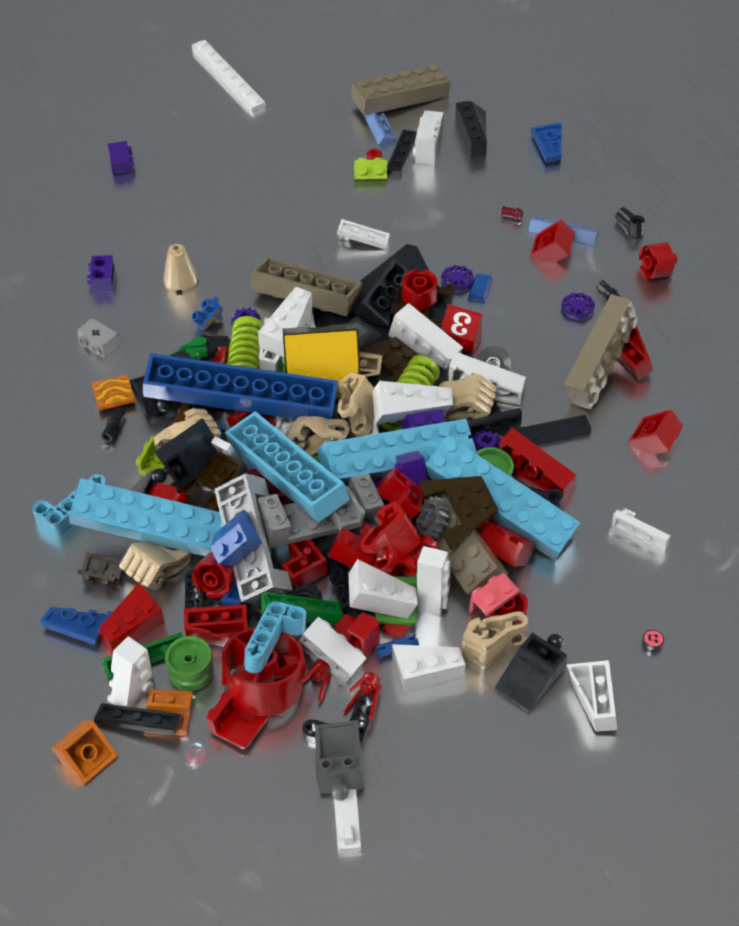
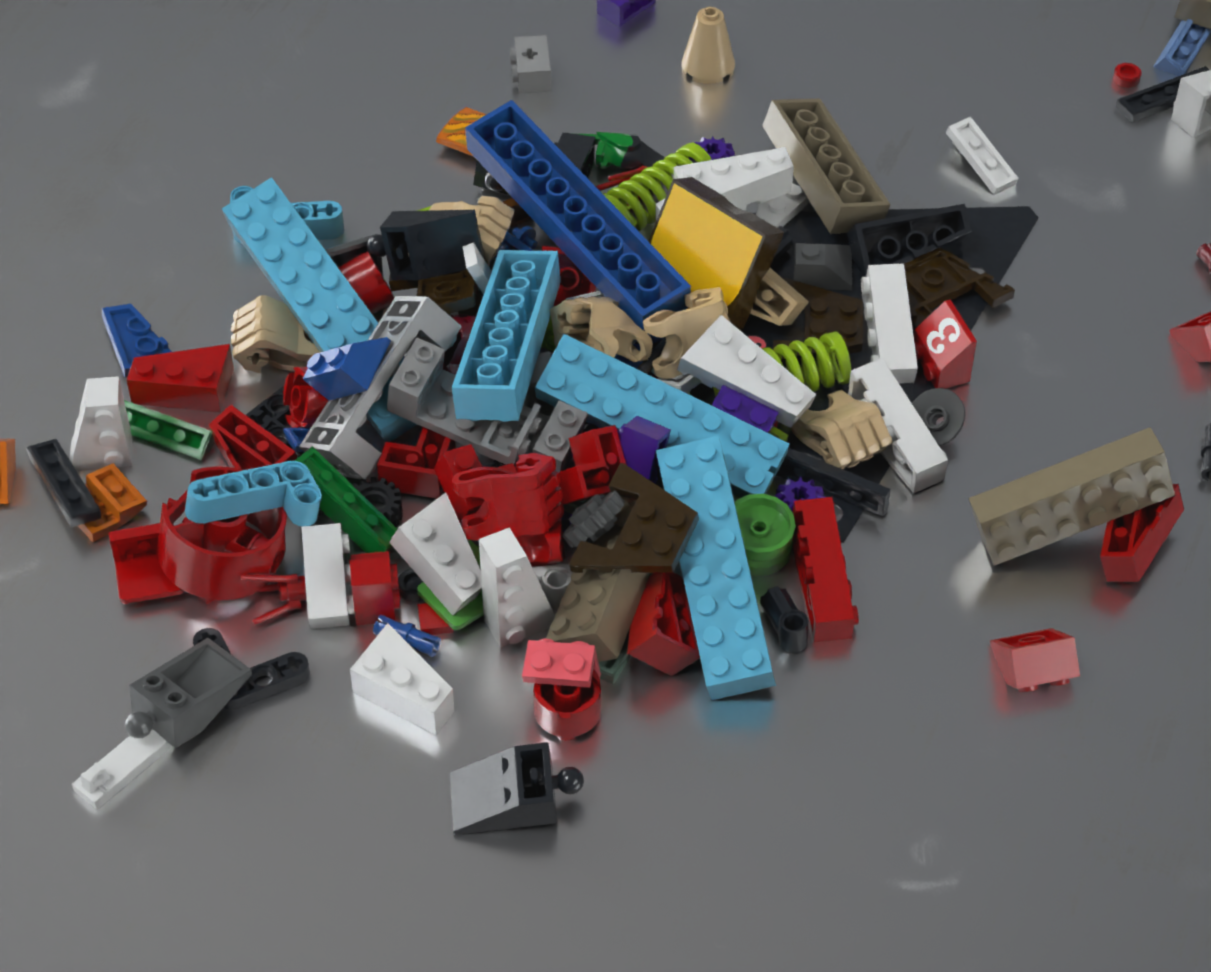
camera: 45 degrees right, 0 degrees up
(101, 568) = (220, 304): dark brown bracket -> none
(113, 424) = (430, 167): black pin -> none
(189, 663) = (168, 462): bright green wheel -> none
(195, 754) = (74, 567): clear light blue tile -> none
(210, 313) = (680, 122): blue hips -> none
(368, 684) = (320, 647): red plant -> none
(370, 169) = (1095, 87): lime bracket -> none
(419, 289) = (949, 261): red brick -> none
(457, 278) = (1036, 288): dark purple wheel -> none
(480, 287) = (1050, 321): blue tile -> none
(485, 651) = (499, 727): tan piece -> none
(556, 429) = (910, 552): black tile -> none
(578, 305) = (1157, 429): dark purple wheel -> none
(595, 692) = (540, 879): white wedge -> none
(626, 523) = (849, 725): white hinge -> none
(653, 640) = (698, 886): tile -> none

